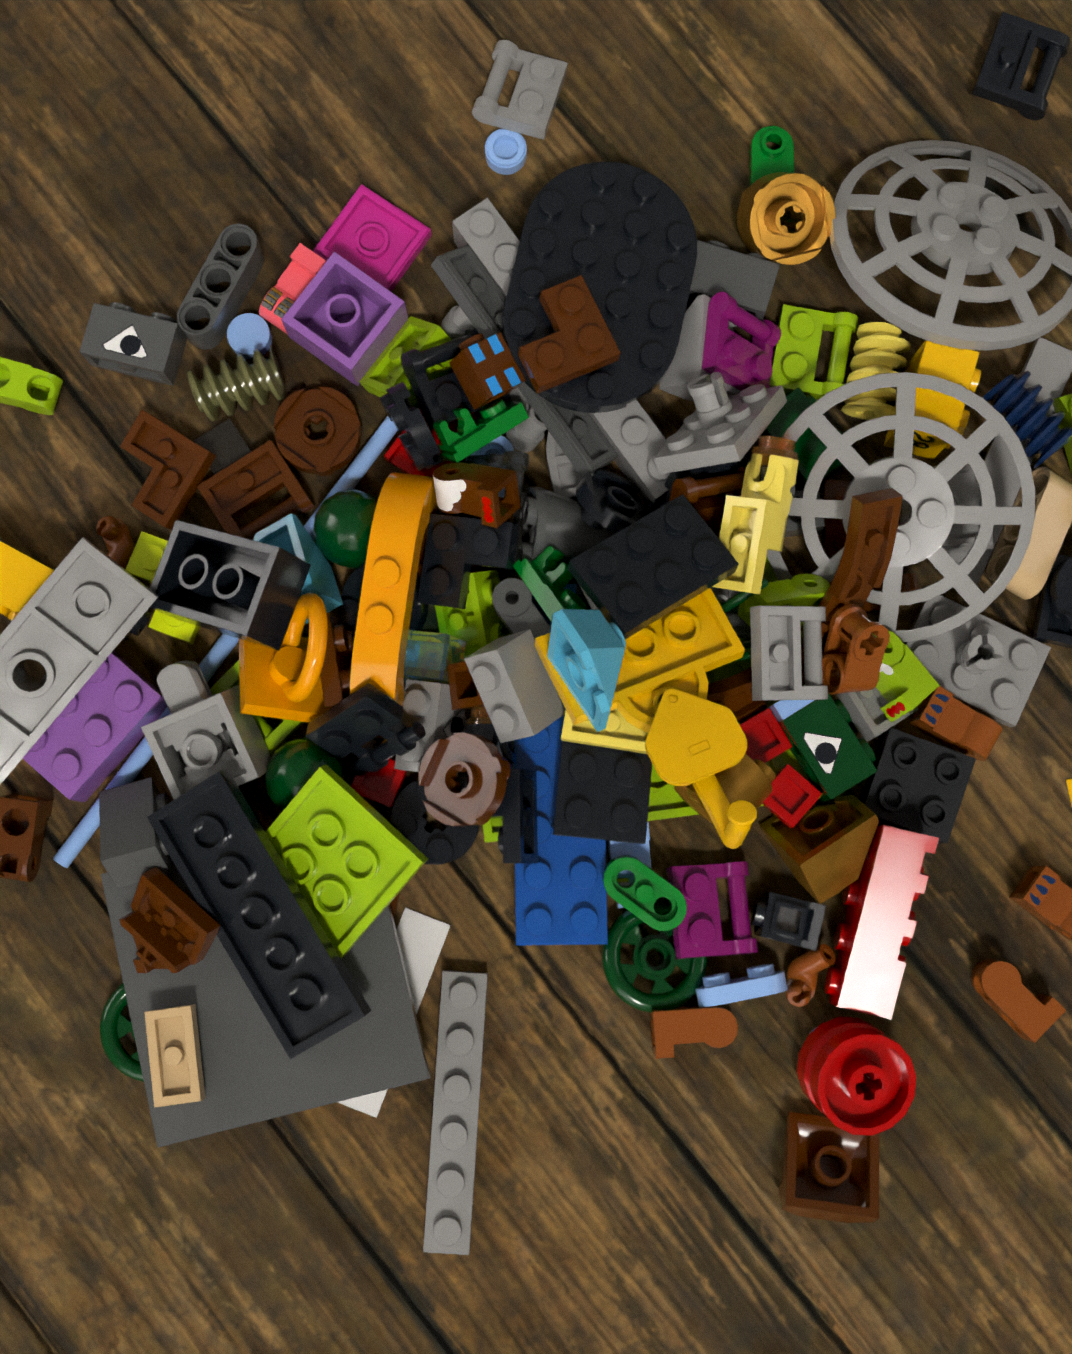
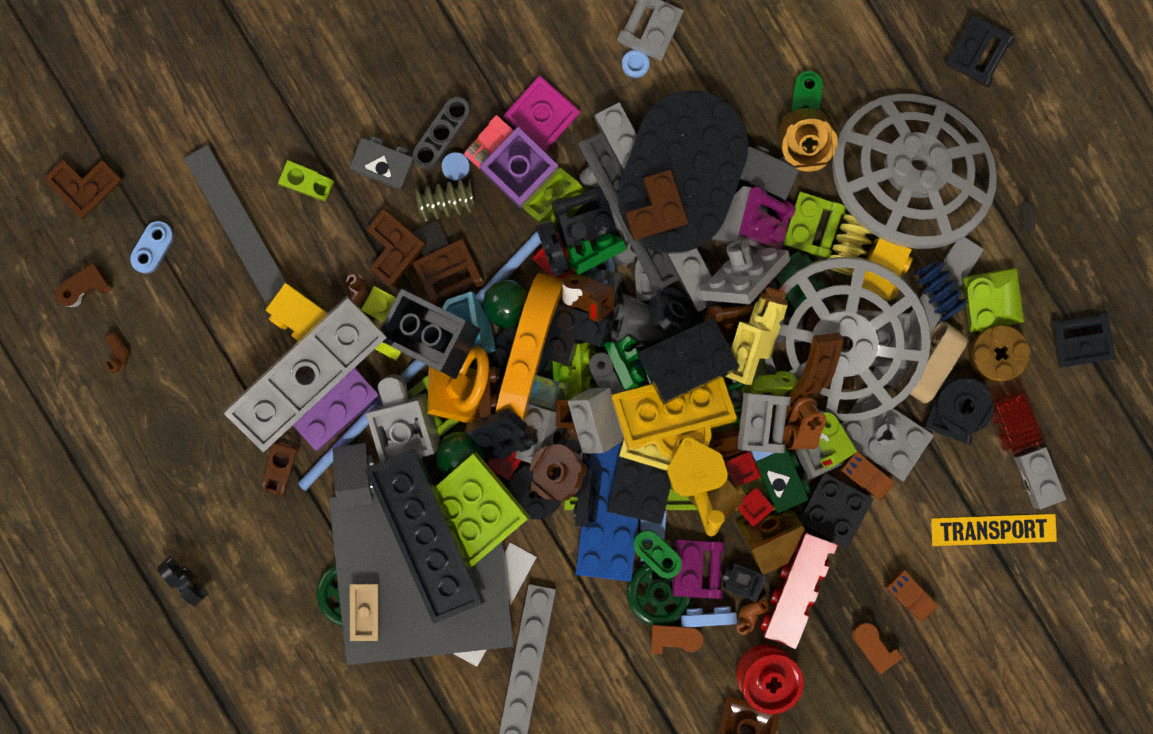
camera: 10 degrees right, 5 degrees up
(167, 925) = (368, 535): reddish brown slope -> none
(315, 406) = (492, 219): reddish brown plate -> none
(486, 369) = (604, 218): reddish brown brick -> none
(588, 659) = (641, 414): medium azure slope -> none

